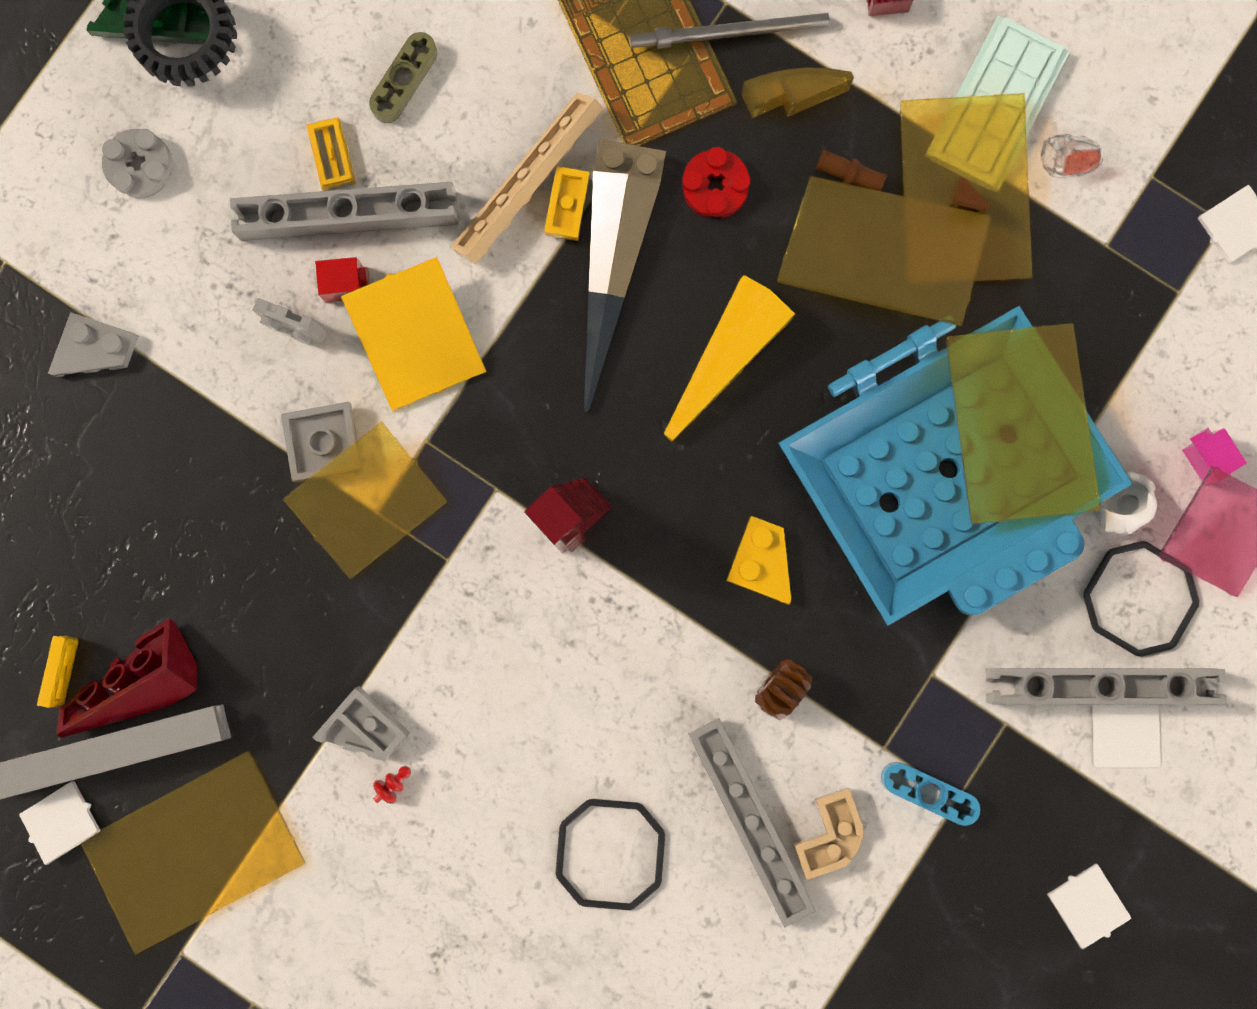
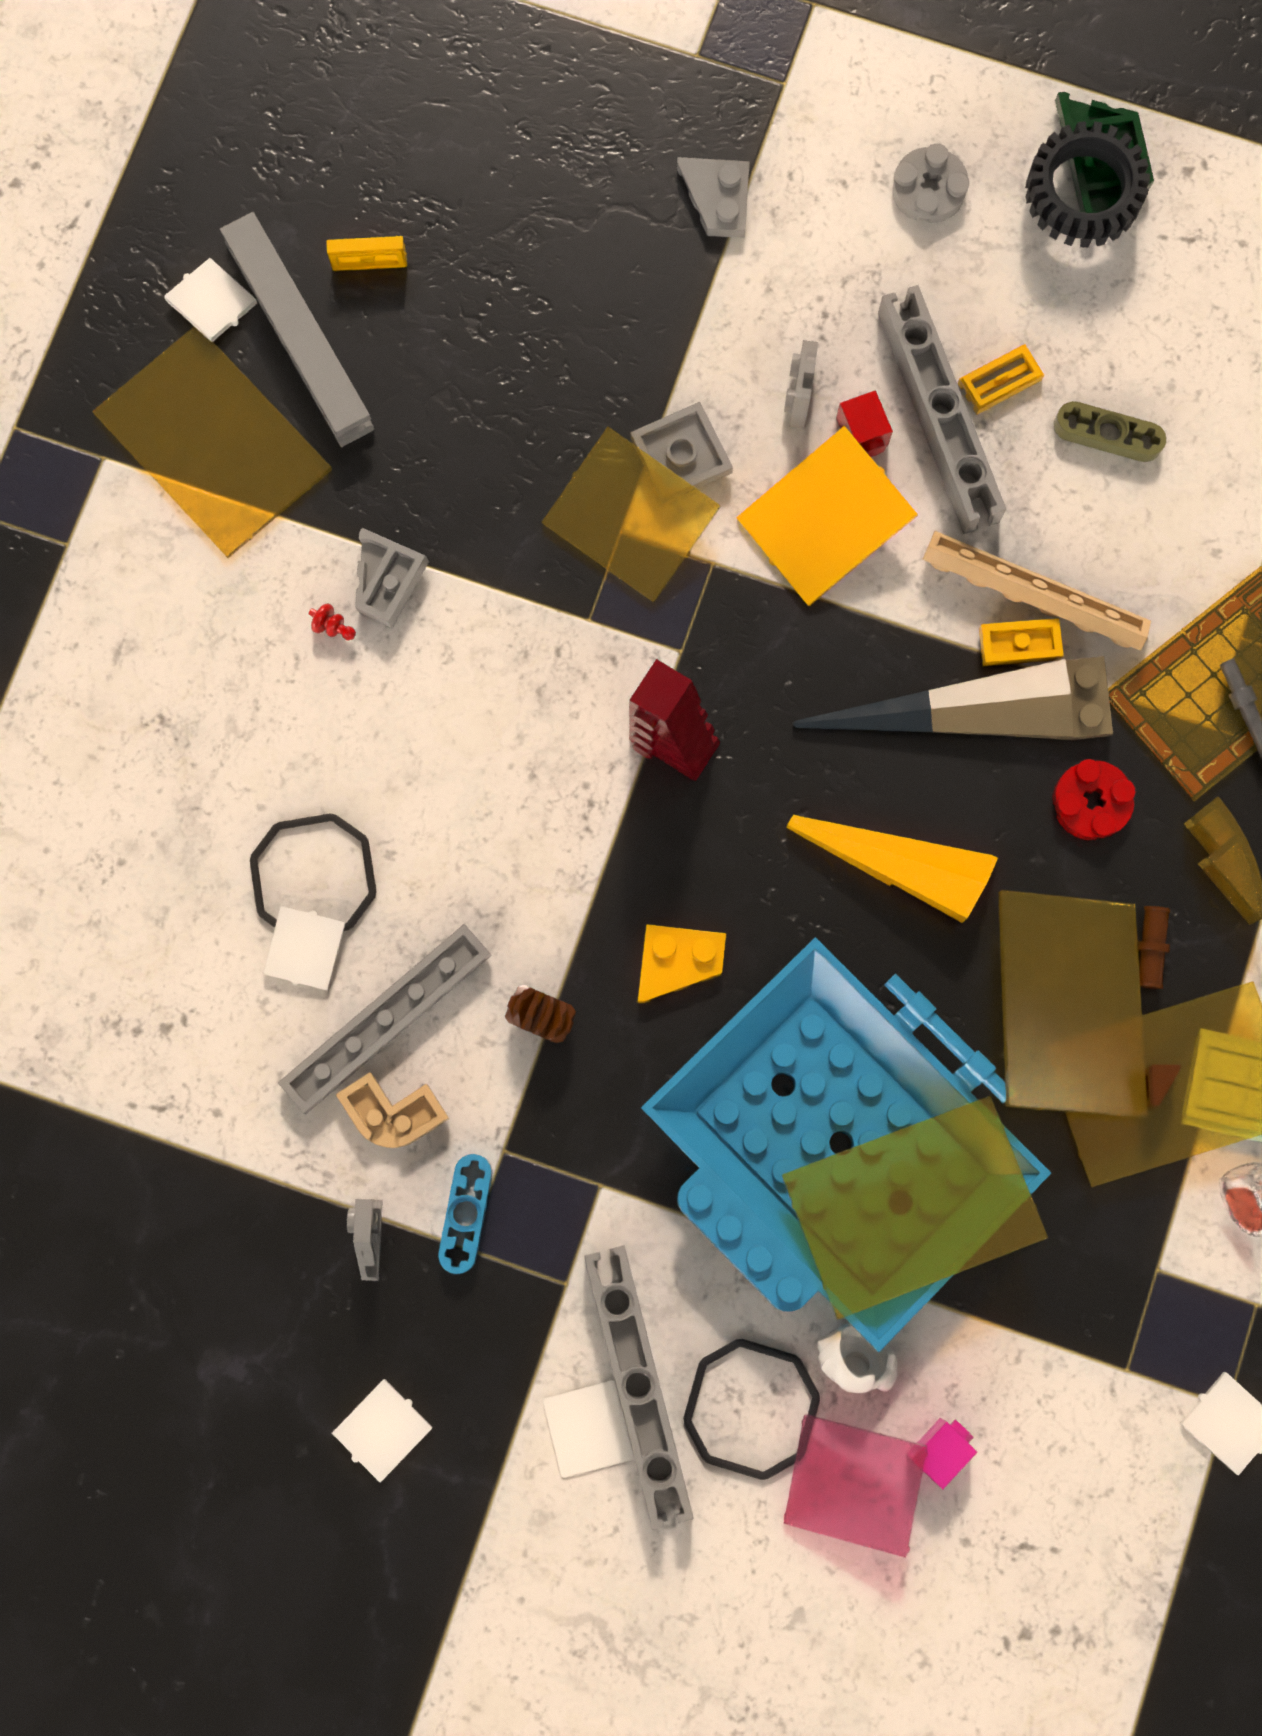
camera: 70 degrees right, 5 degrees down
(145, 681) = (377, 342): dark red wedge -> none
(672, 876) = (304, 948): none -> white piece
(928, 882) = (366, 1223): none -> light grey wing

